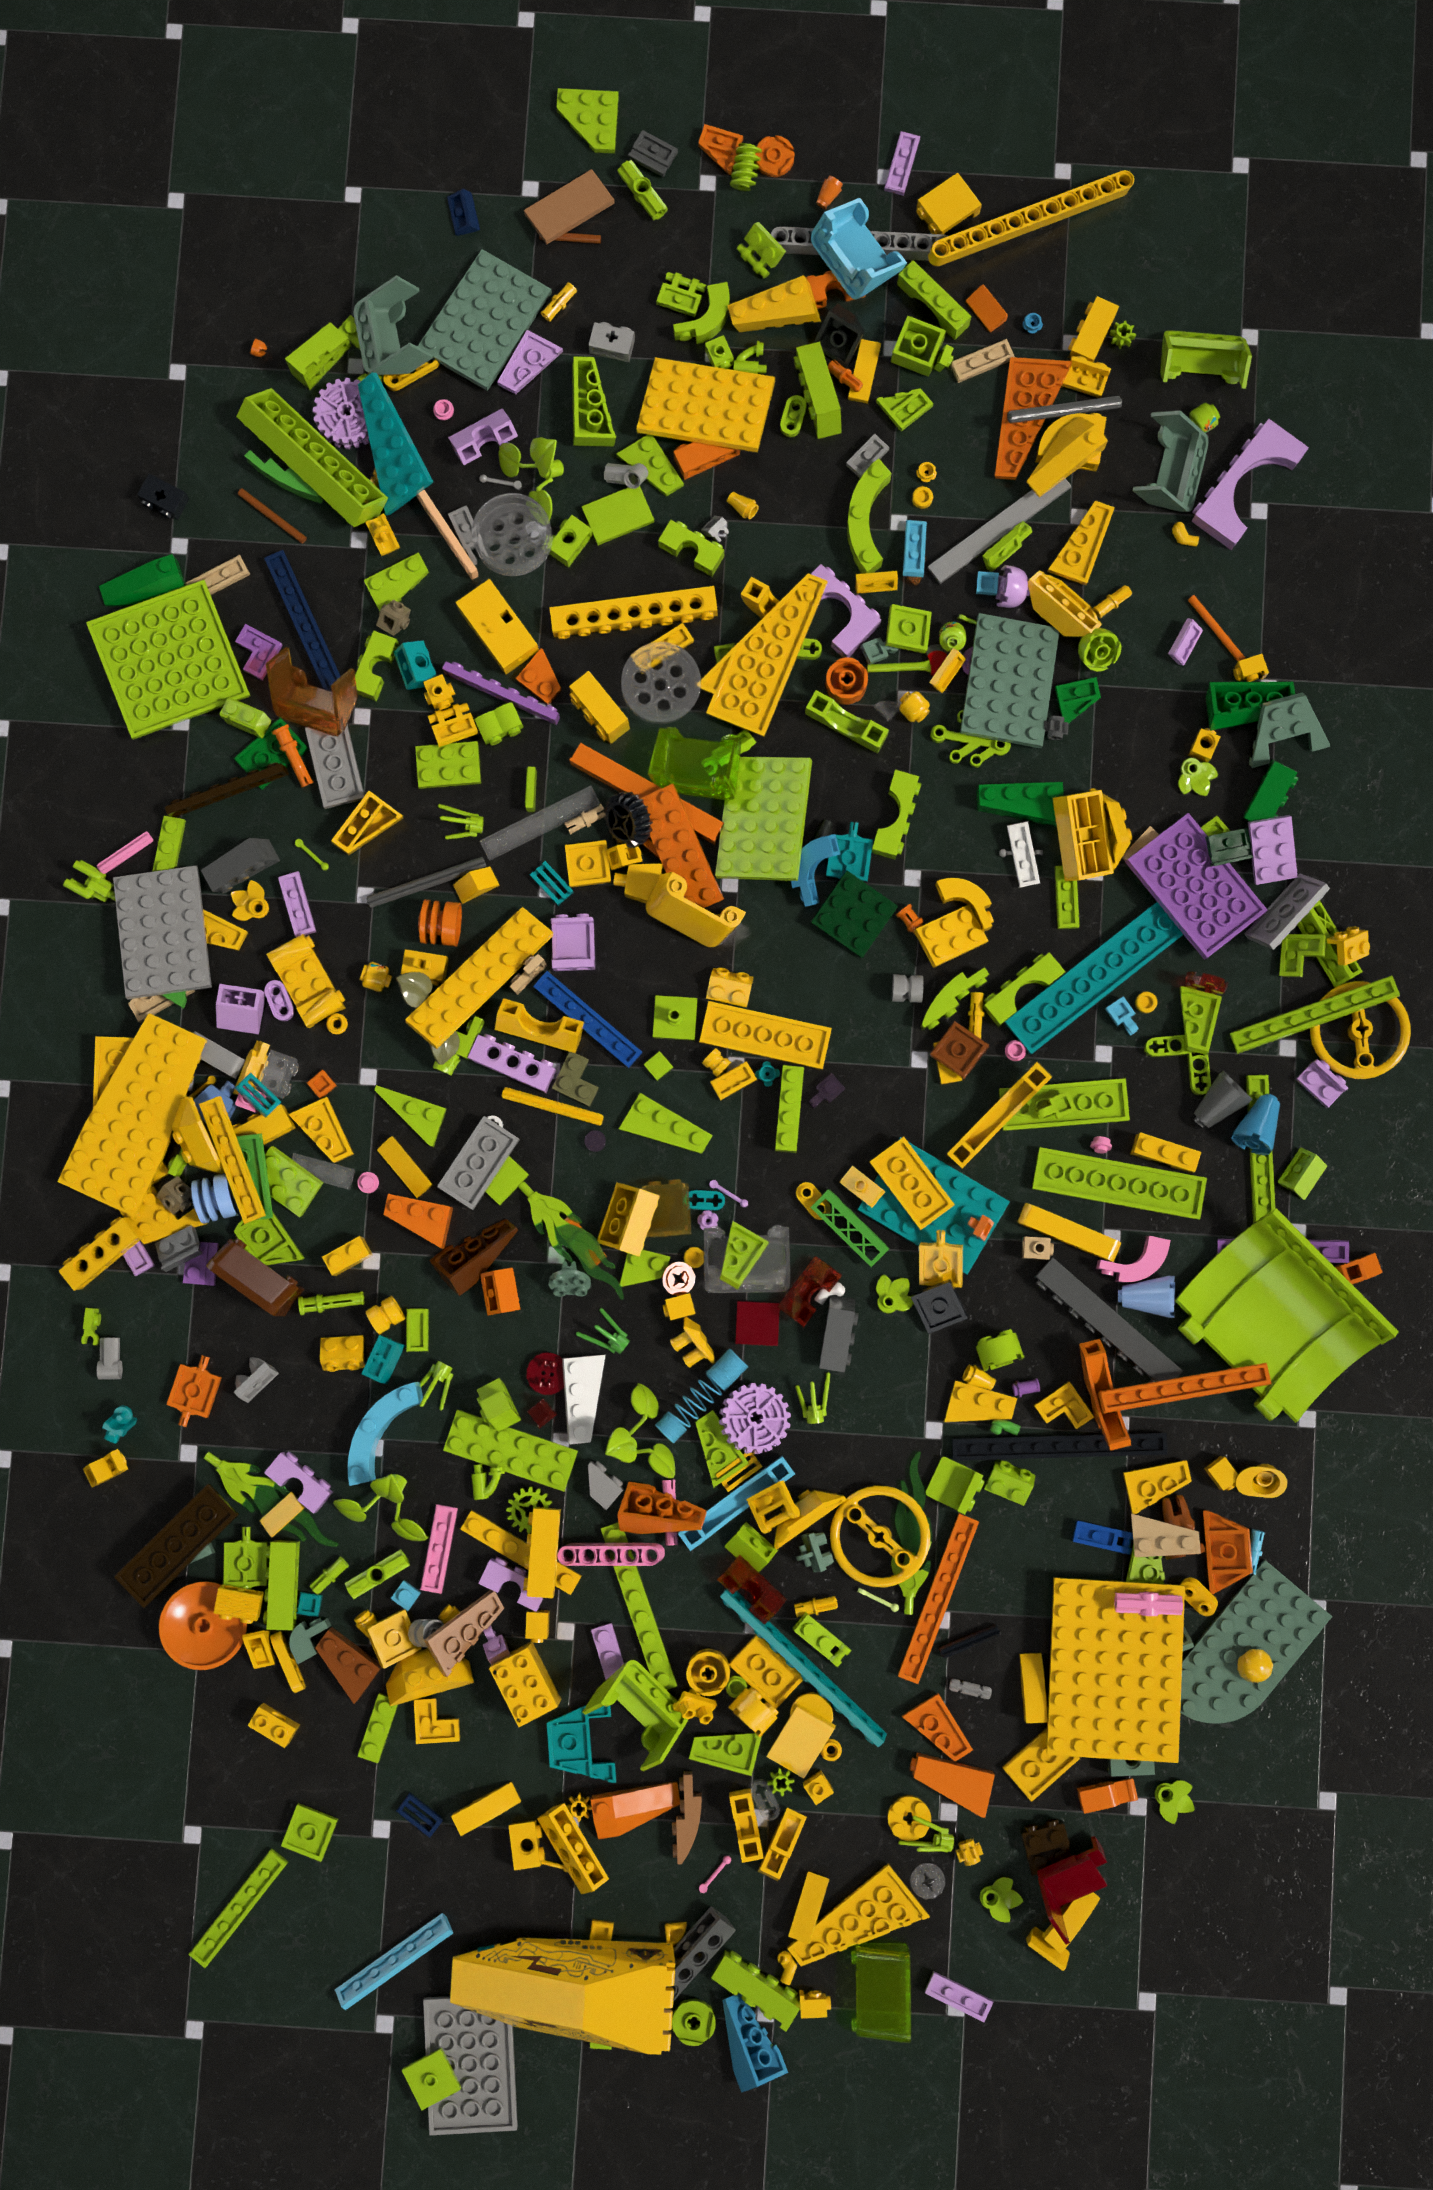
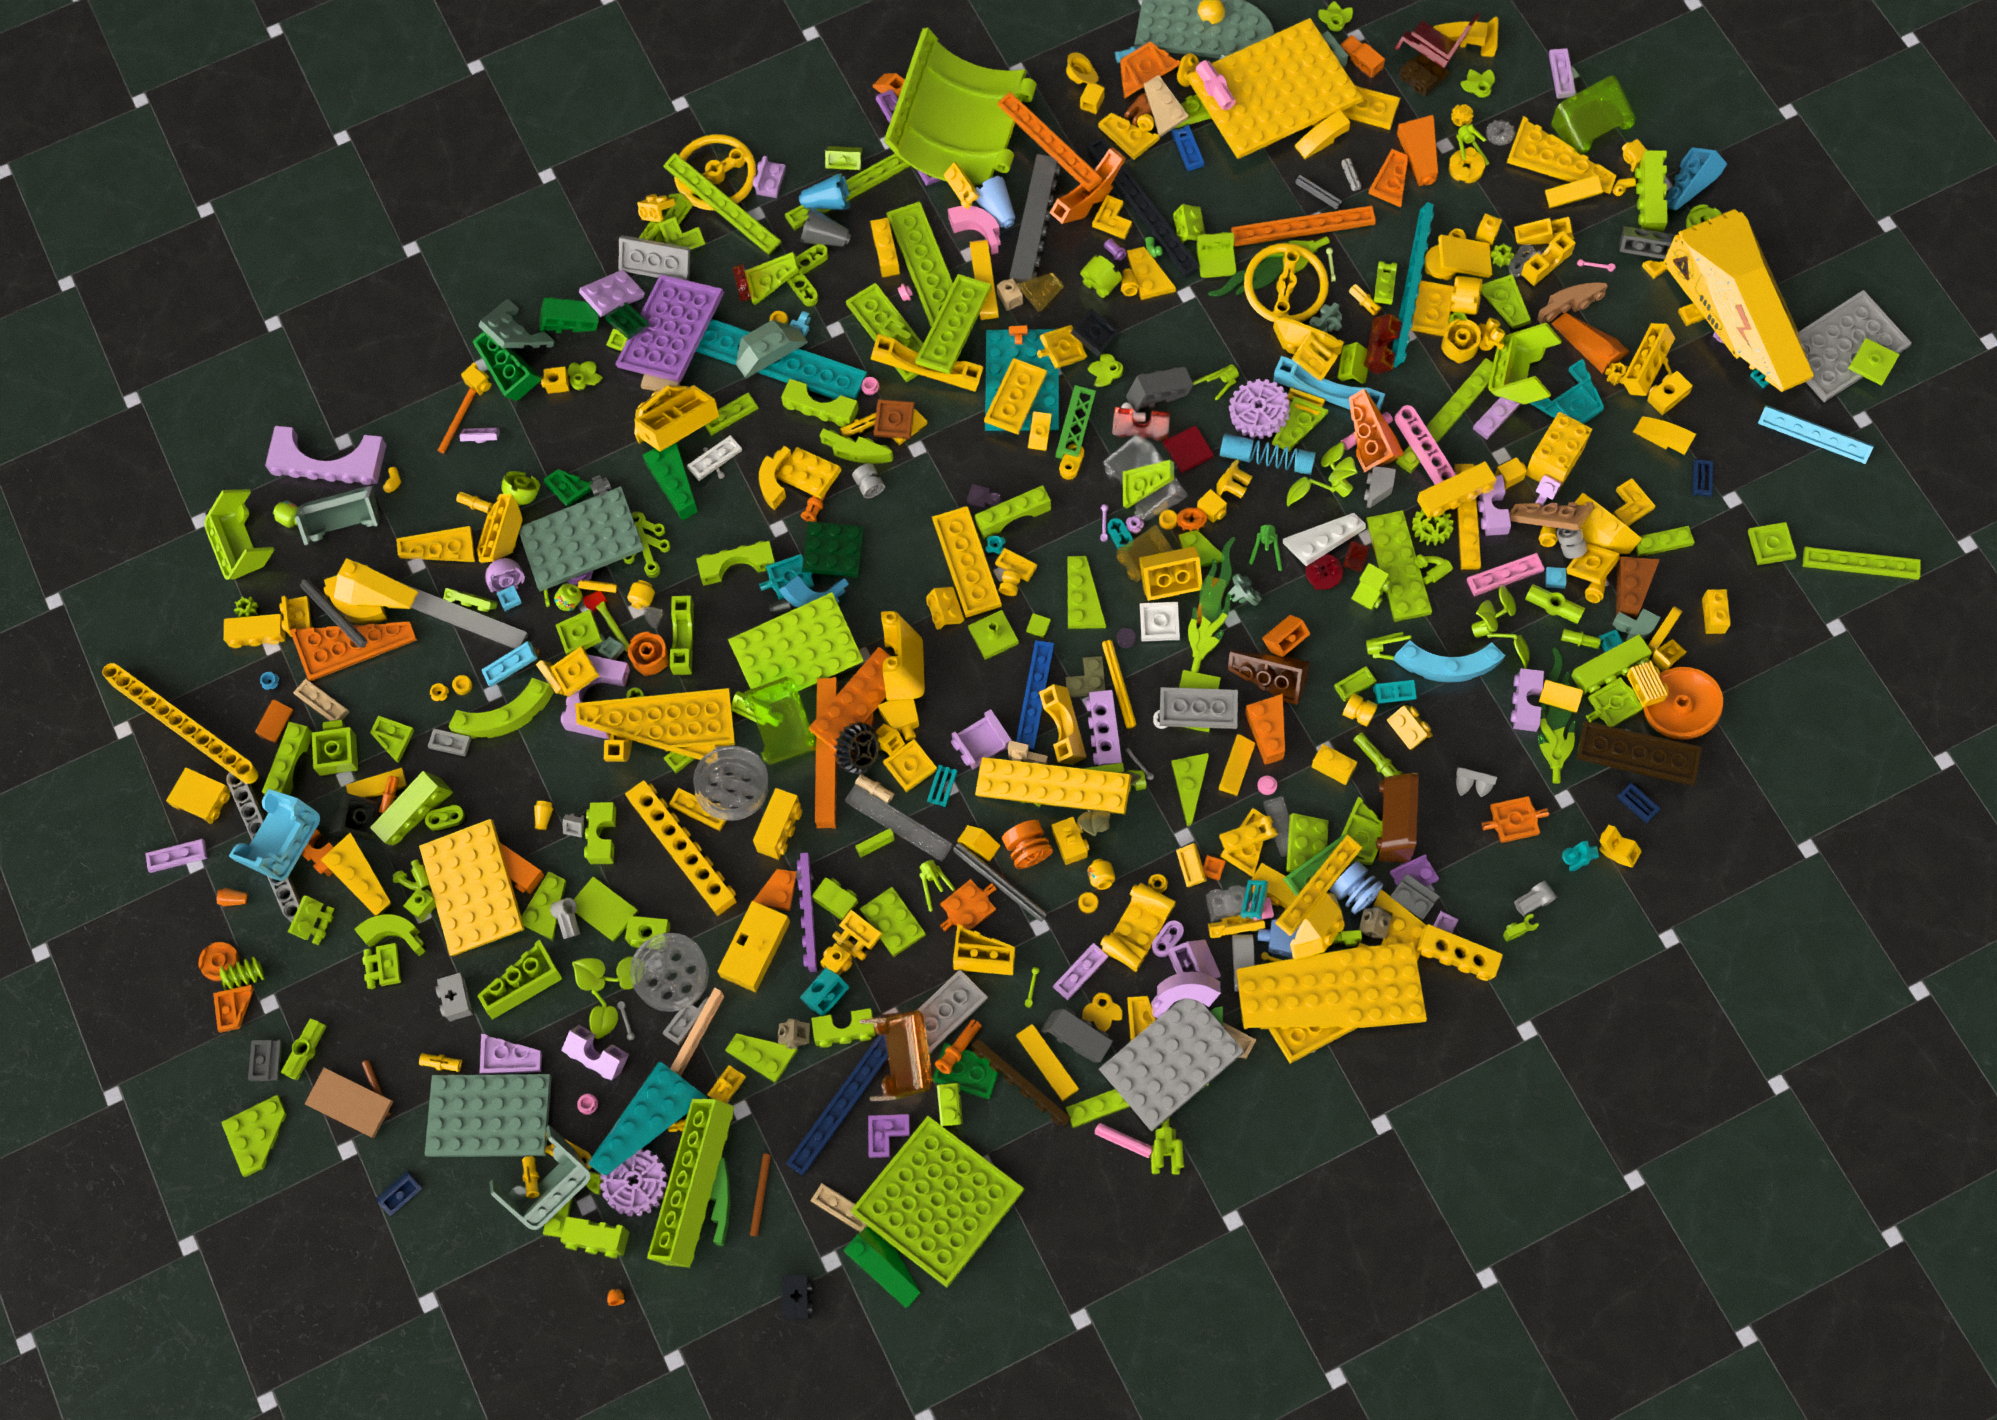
camera: 120 degrees left, 15 degrees down
(158, 1514) = (1634, 808): none -> dark blue tile
(213, 980) = (1185, 986): none -> lavender arch
(235, 827) = (1047, 1062): none -> yellow tile
(327, 1131) = (1248, 835): none -> yellow plate
(334, 1064) = (1191, 865): none -> yellow tile
(358, 951) = (1088, 902): none -> yellow tile
(404, 327) = (530, 1177): none -> yellow pin
(420, 840) = (968, 906): none -> orange plate
(444, 1080) = (1149, 776): none -> light grey hinge
(591, 1182) = (1159, 621): none -> white plate
(865, 601) = (574, 671): none -> yellow tile
(1021, 1282) = (1041, 290): none -> clear yellow wing
(1027, 1166) = (953, 324): none -> lime plate
(1117, 970) = (767, 346): none -> sand green wedge
(1156, 1509) = (1145, 122): none -> yellow plate
(1187, 1268) = (961, 185): none -> yellow plate

